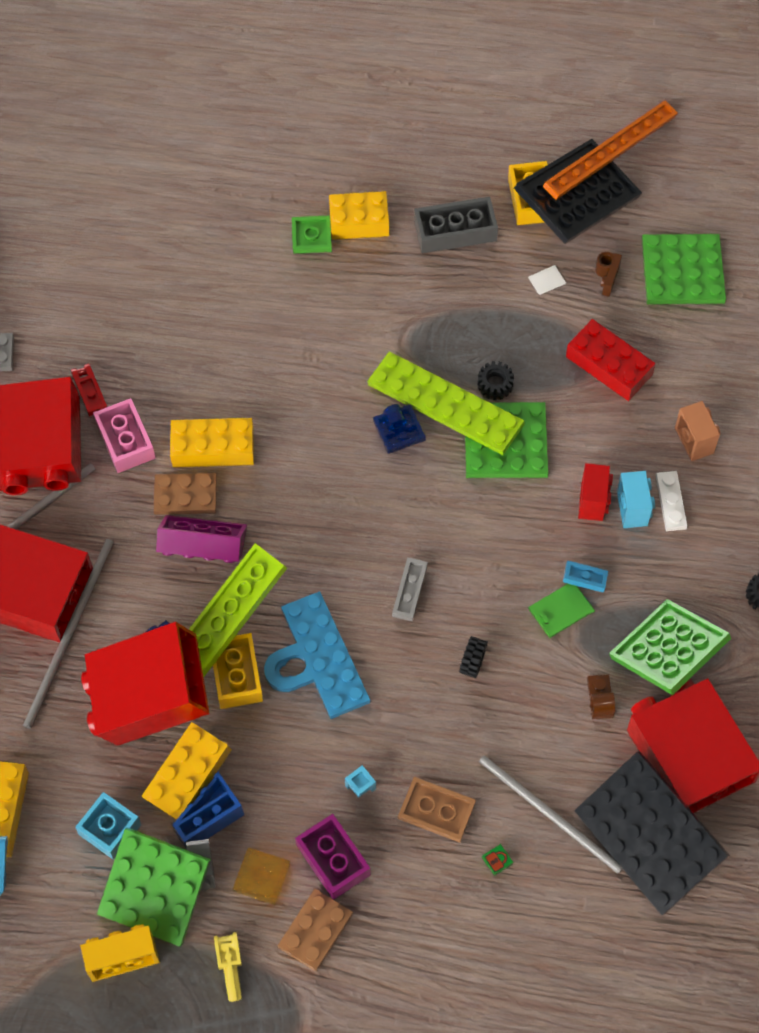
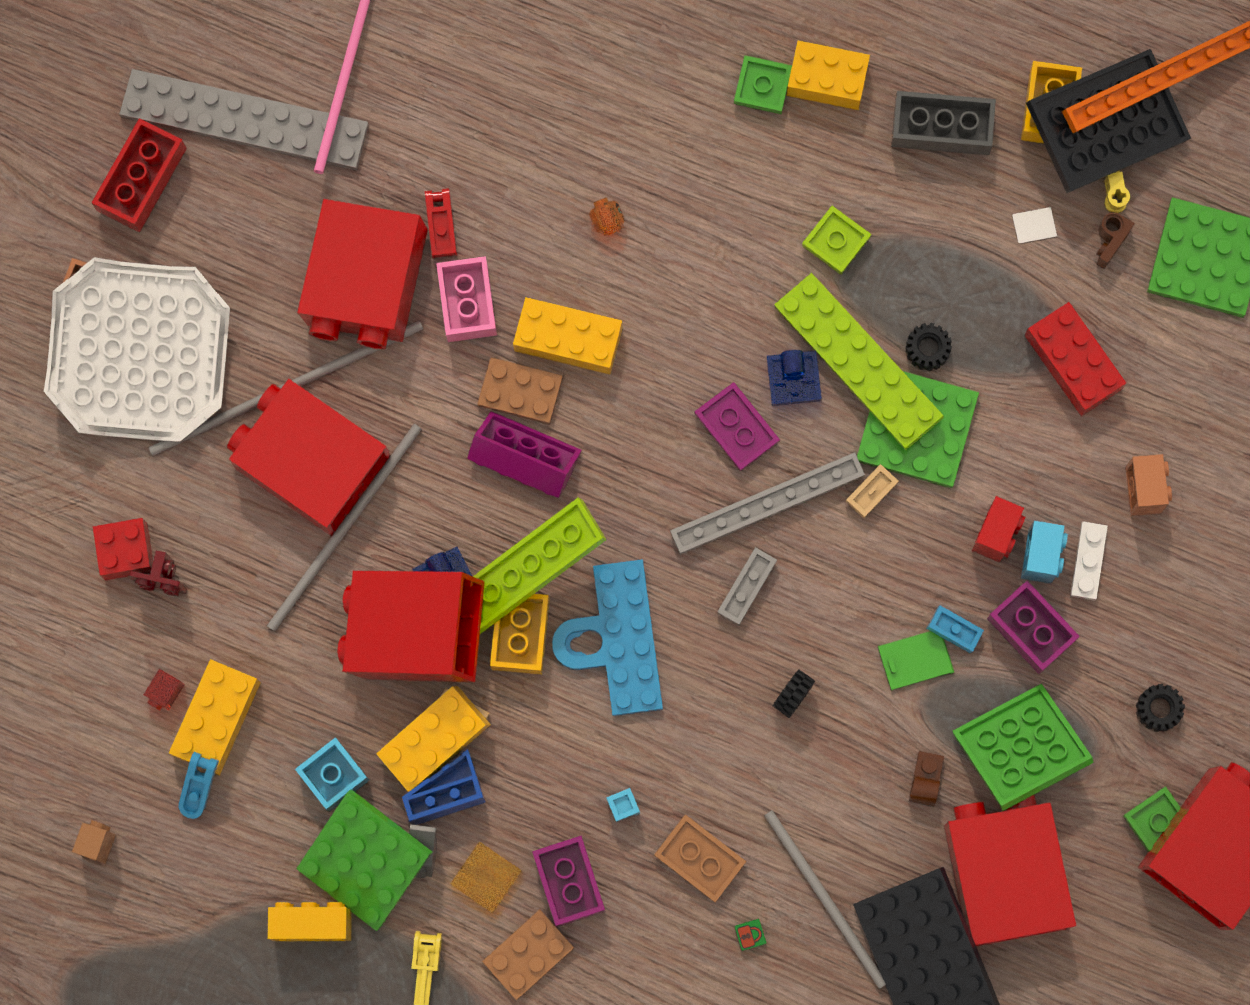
camera: 20 degrees right, 15 degrees up
(218, 352) = (606, 216): none -> clear orange head
(365, 474) = (737, 426): none -> magenta plate
(400, 325) = (836, 240): none -> lime plate
(406, 524) = (767, 503): none -> light grey plate
(486, 493) = (872, 491): none -> tan plate
(599, 239) = (1115, 187): none -> light yellow connector
(646, 557) = (1033, 627): none -> magenta brick

